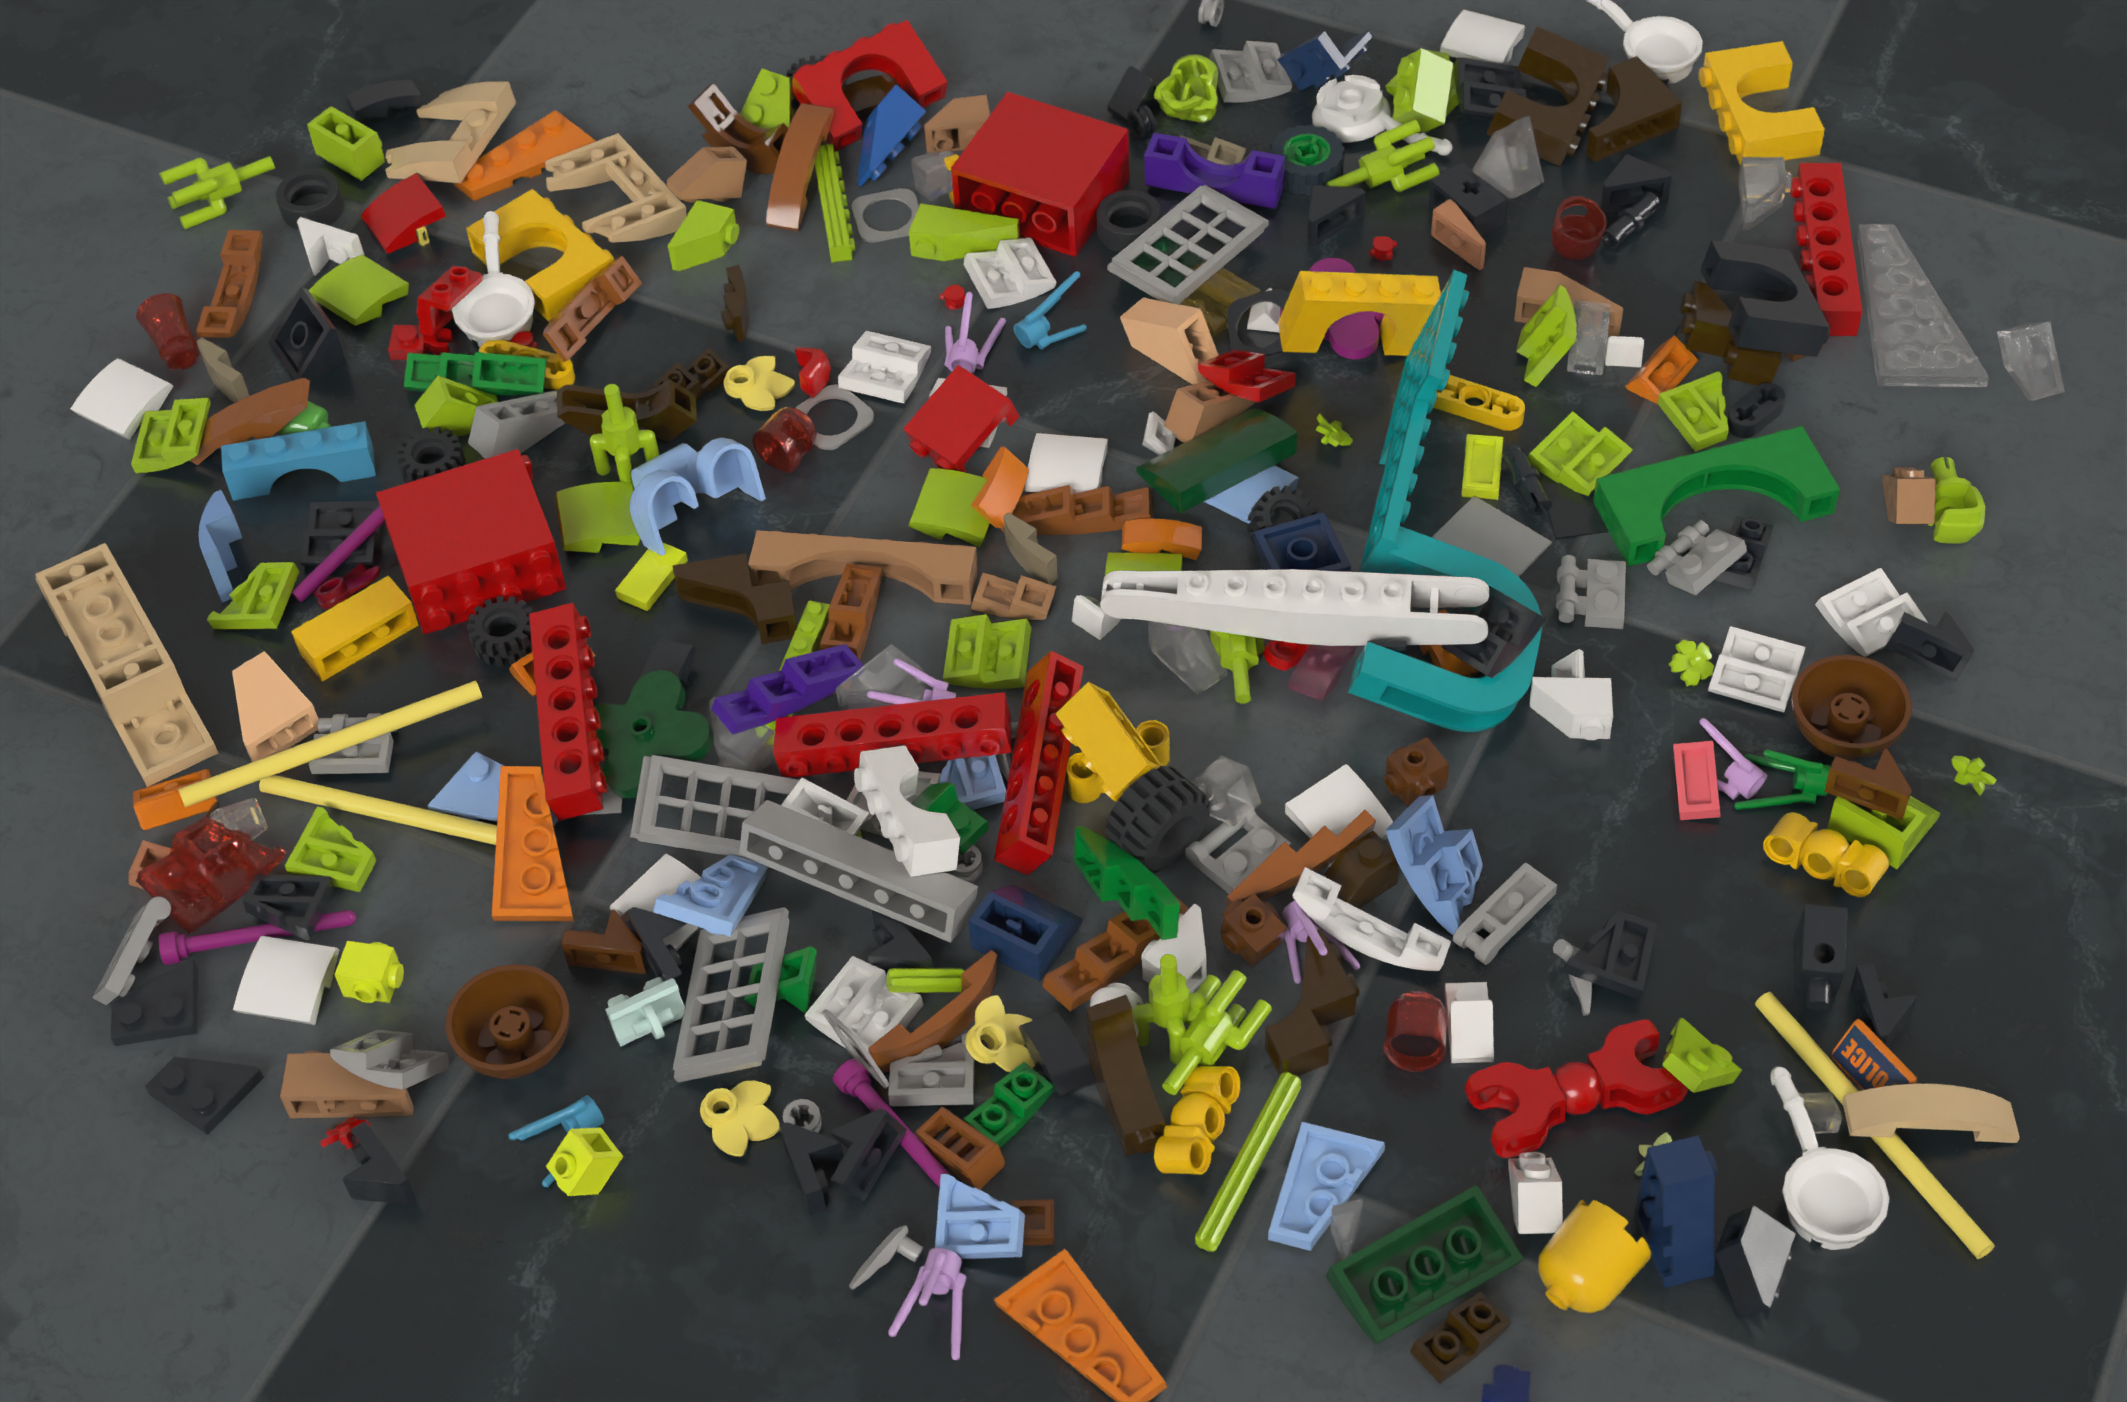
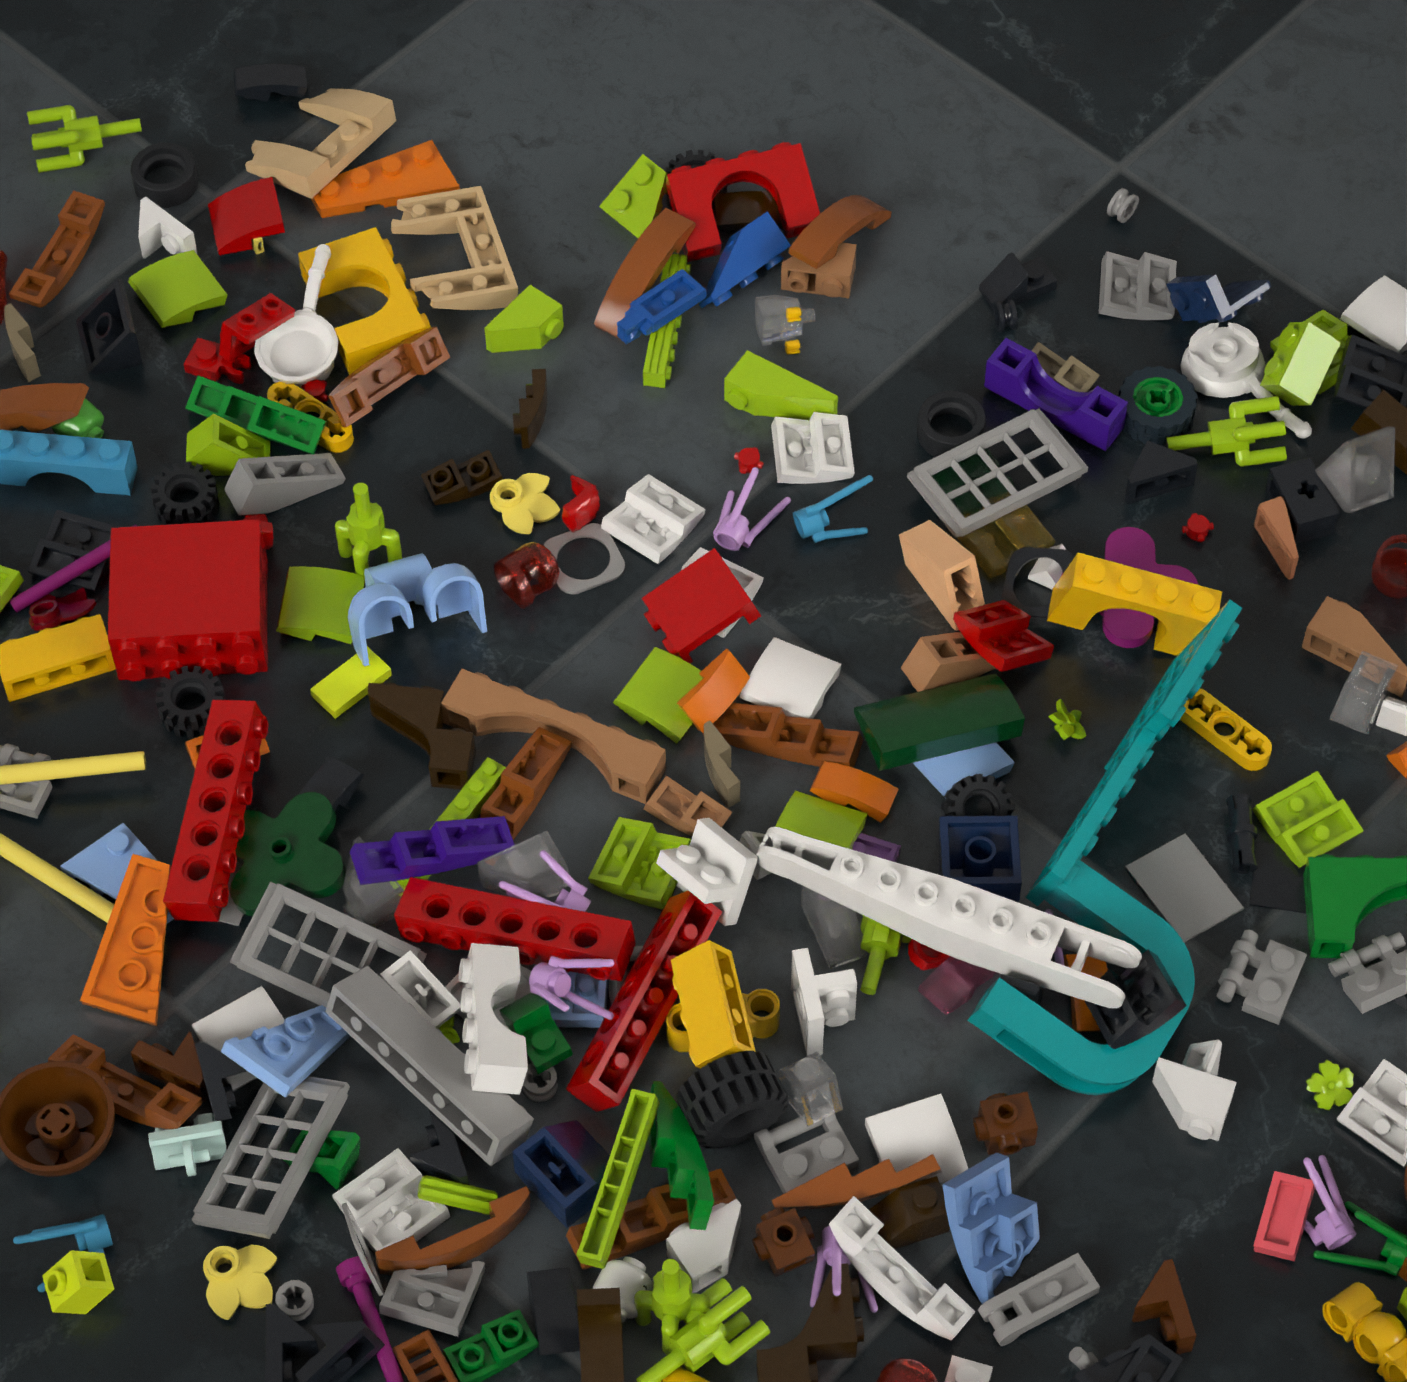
camera: 15 degrees right, 5 degrees up
(346, 143) = (217, 124): lime brick -> none
(582, 986) = (131, 1095): none -> dark orange slope
(663, 410) = (416, 509): dark brown arch -> none
(710, 174) = (552, 259): medium nougat slope -> none
(729, 129) = (593, 219): reddish brown arch -> none
(826, 187) = (660, 306): none -> blue hinge
(863, 202) = (696, 327): light grey piece -> none
(952, 767) = (552, 982): none -> lavender plant
(962, 80) = (833, 226): none -> dark orange slope
(1001, 1035) = (508, 1275): light yellow plate -> none
(1043, 170) = (879, 348): red brick -> none
(1062, 627) = (712, 868): none -> white bracket
(1078, 916) = (618, 1179): none -> lime piece
(1158, 437) = (891, 676): white slope -> none
(1190, 89) = (1065, 293): lime head -> none
(1202, 714) = (820, 999): none -> white bracket
(1482, 466) = (1204, 803): neon yellow tile -> none
(1548, 335) = (1321, 681): lime slope -> none
(1625, 880) = (1166, 1300): none -> reddish brown slope

